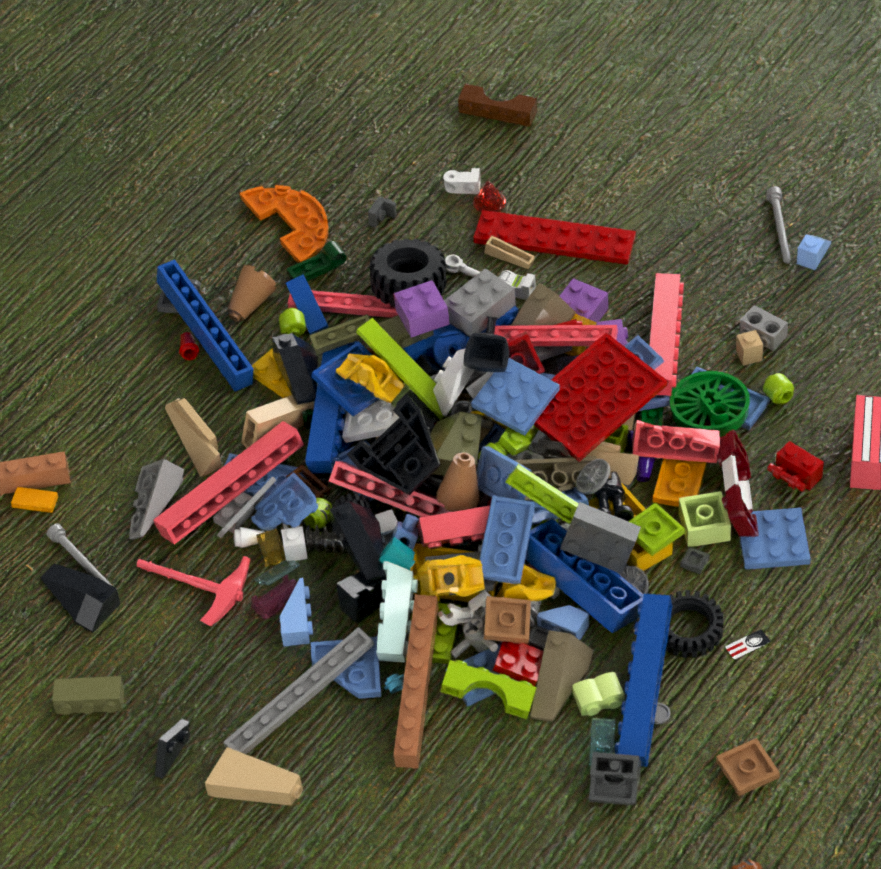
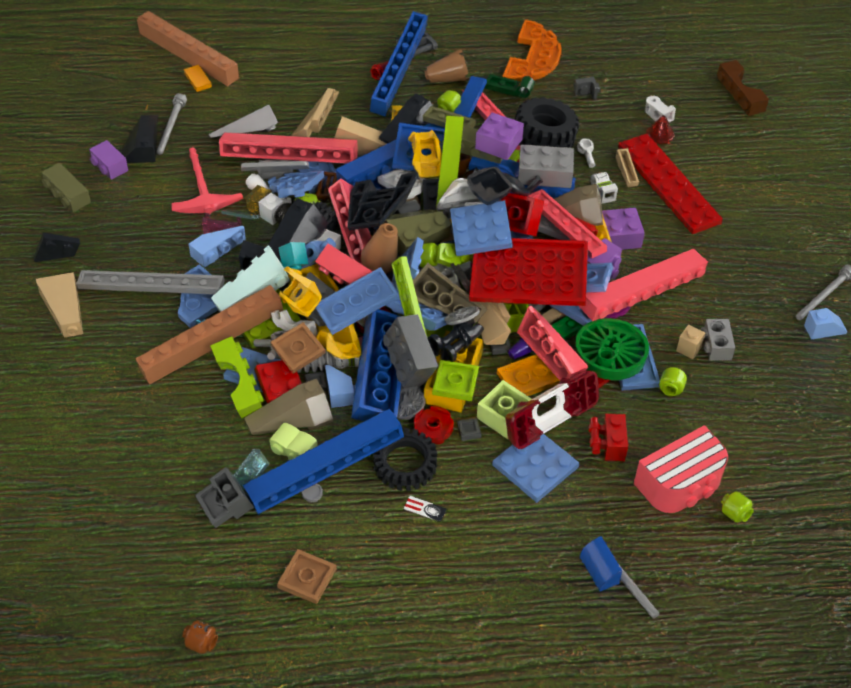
camera: 45 degrees right, 0 degrees up
(84, 638) = (108, 159): none -> medium lavender brick
(665, 570) = (435, 414): none -> red plate

